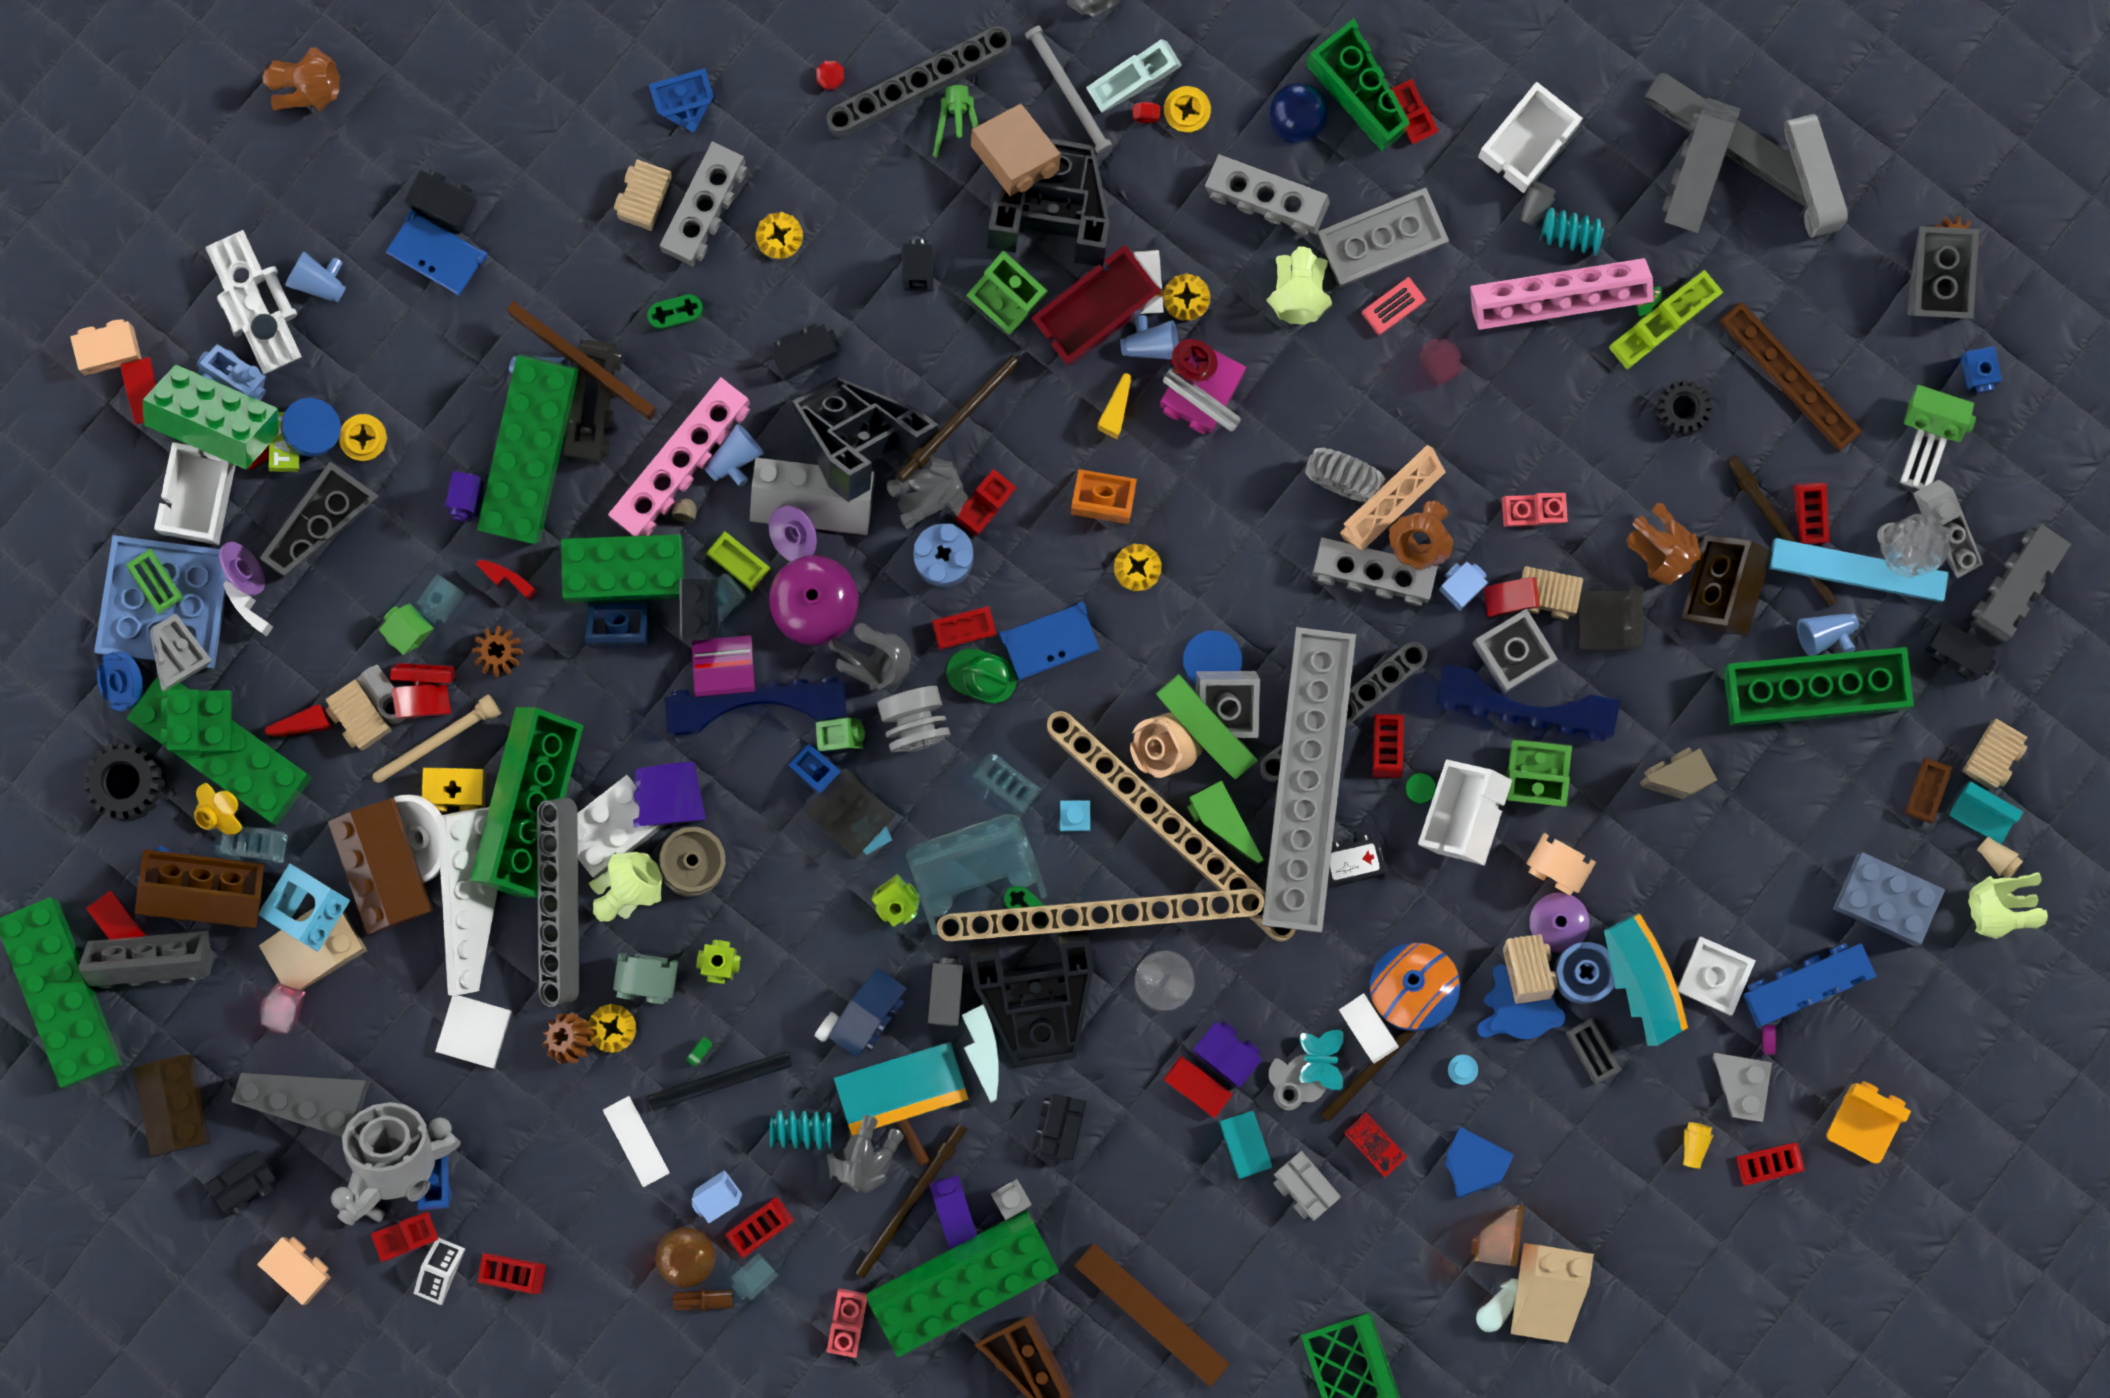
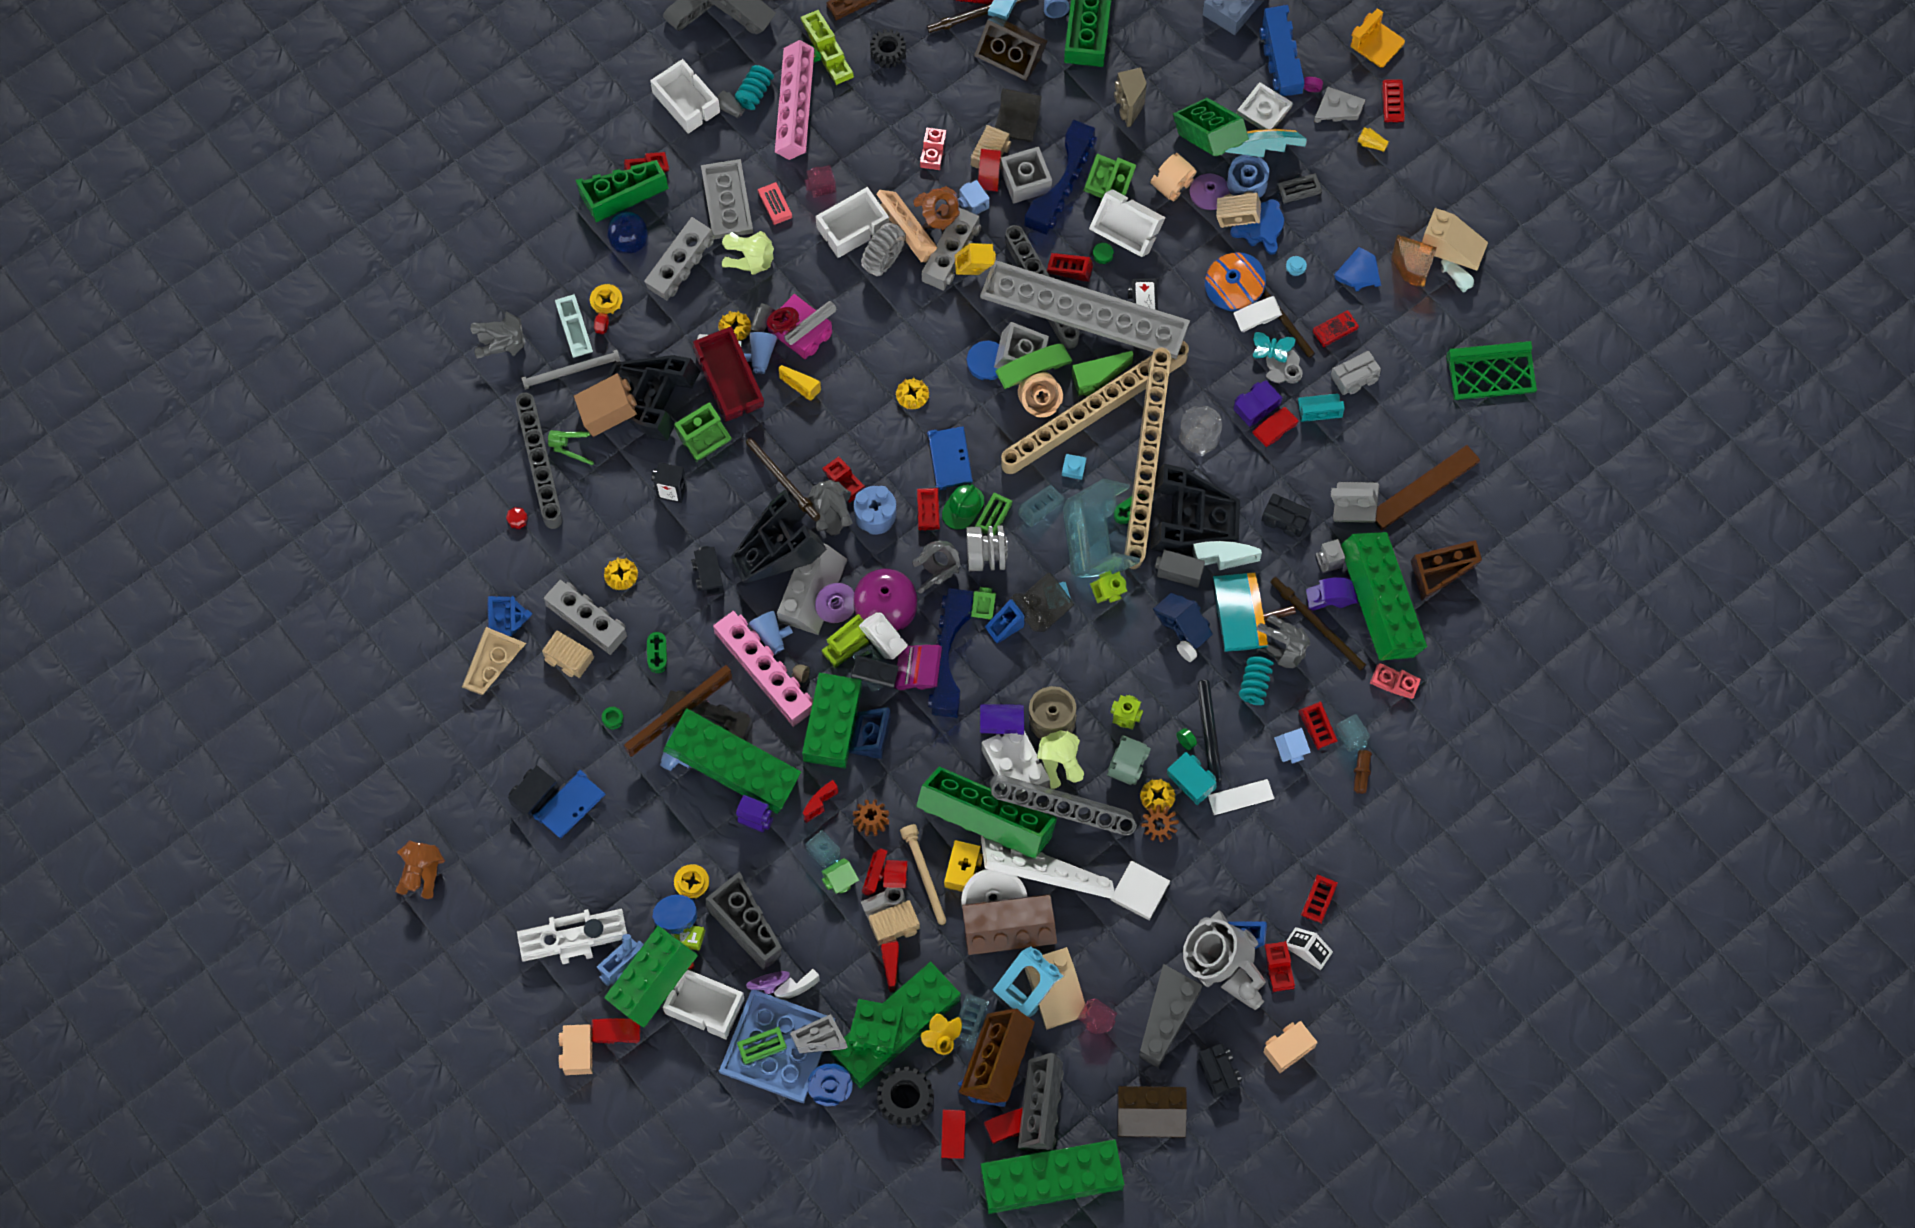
camera: 75 degrees left, 15 degrees down
(92, 854) = (953, 1134): none -> red slope
(315, 280) = (565, 892): medium blue piece -> none
(570, 277) = (612, 718): none -> green tile
(613, 94) = (490, 659): none -> tan wing
(641, 1069) = (1192, 778): none -> teal brick
(685, 1257) = (1330, 778): clear orange cylinder -> none
(750, 563) = (847, 636): none -> lime tile
(753, 608) = (883, 635): none -> white brick
(973, 731) = (987, 509): none -> bright green tile
(1103, 496) = (859, 403): orange slope -> none
(1103, 1220) = (1355, 501): none -> light grey bracket
(1207, 331) = (760, 318): none -> dark grey cone
(1349, 607) = (974, 259): none -> yellow brick
(1380, 422) = (851, 222): none -> white piece
(1644, 901) = (1211, 127): none -> green brick
(1677, 546) = (991, 73): dark orange piece -> none

